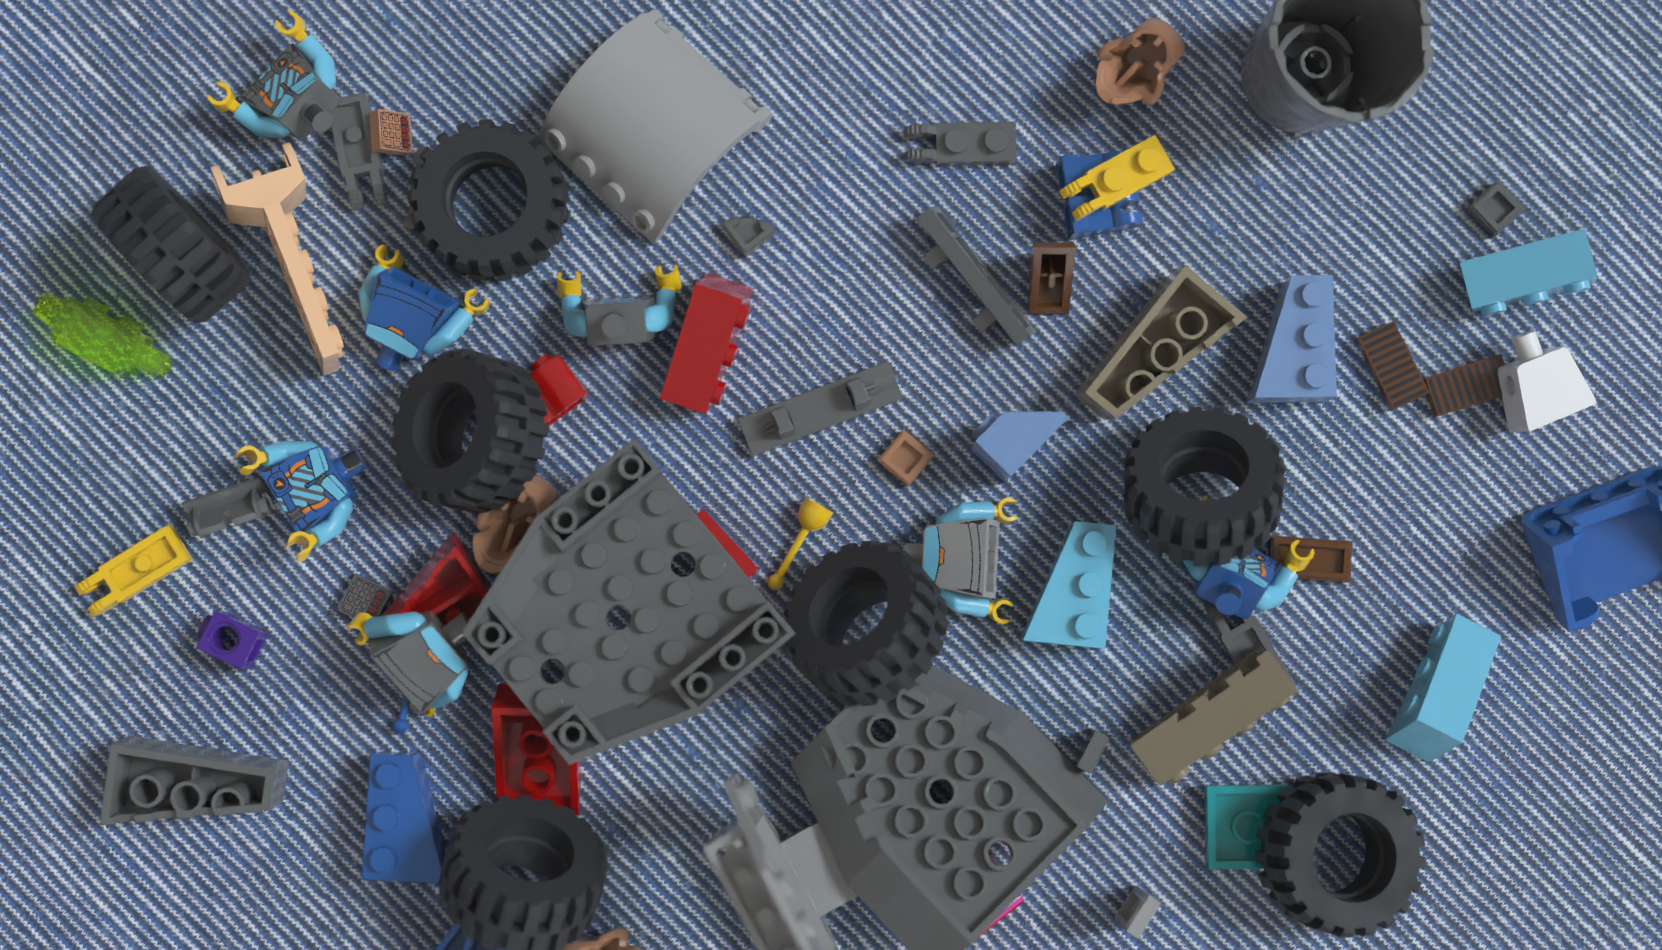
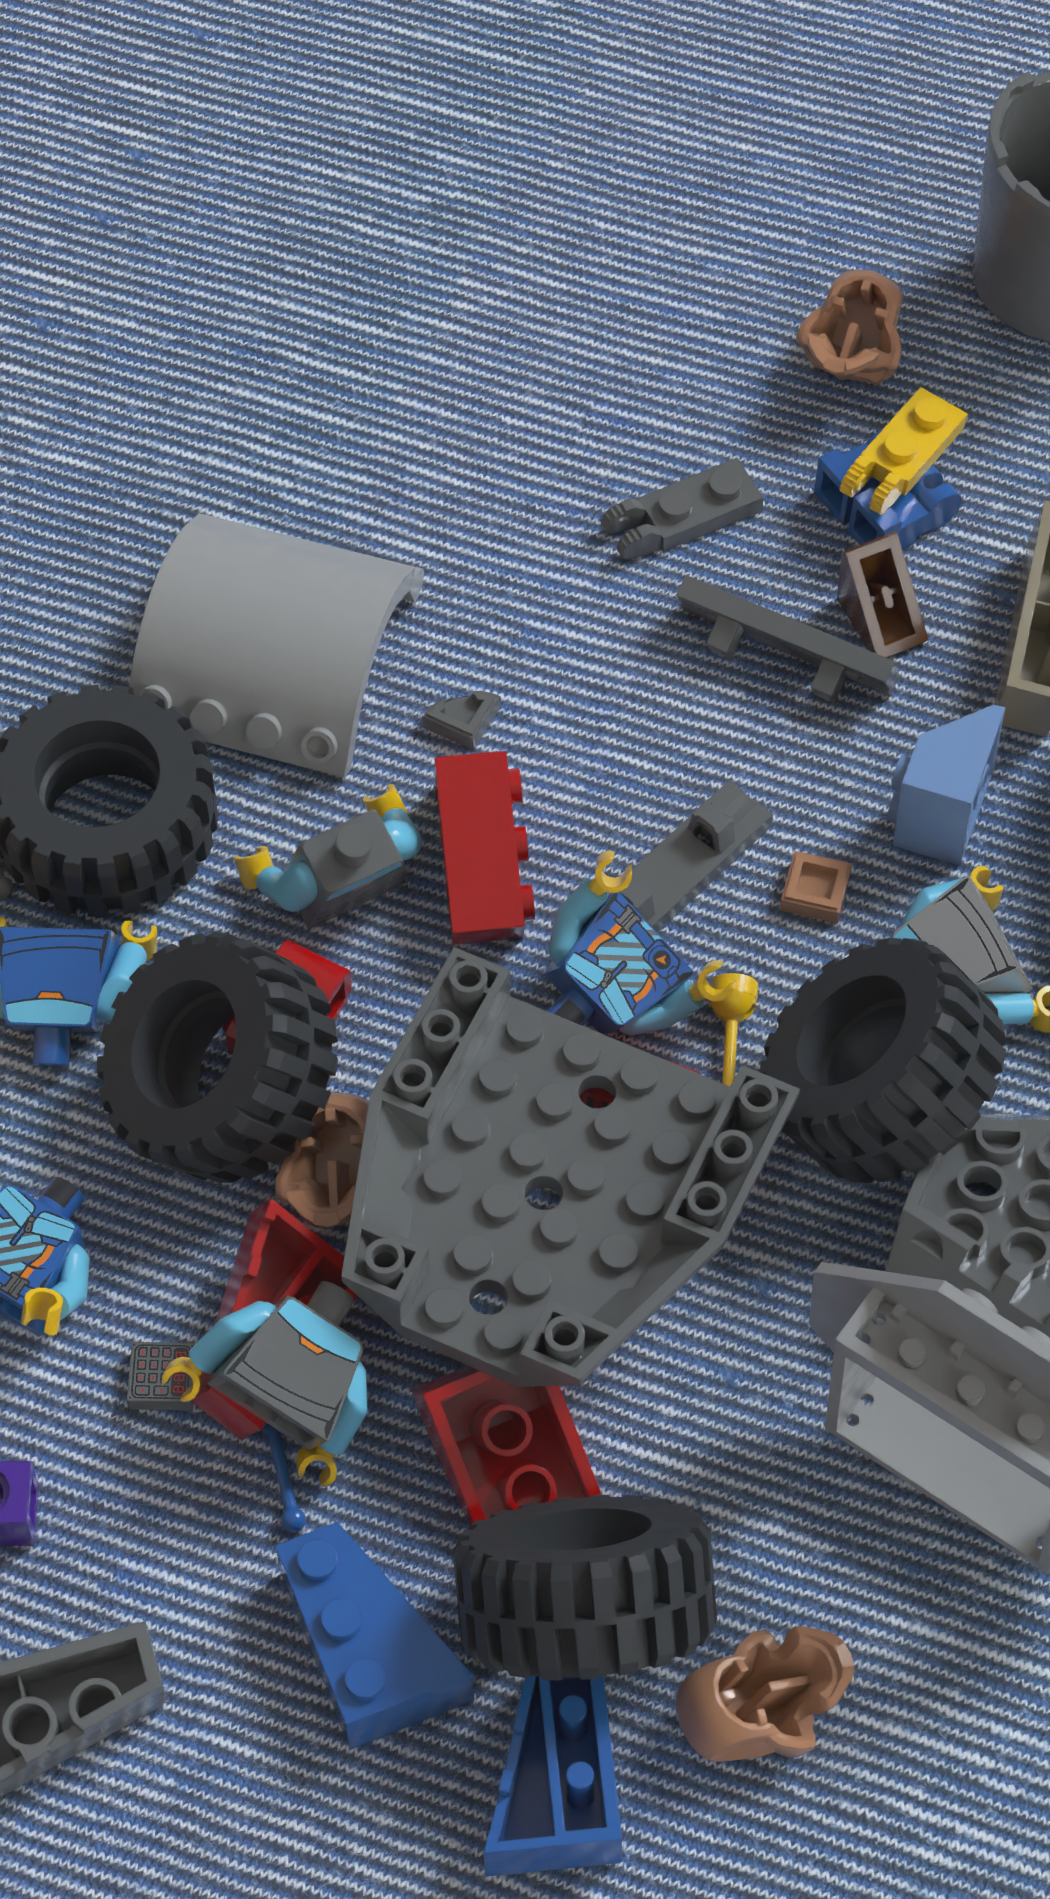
camera: 25 degrees left, 25 degrees down
(749, 470) = (617, 965): none -> torso

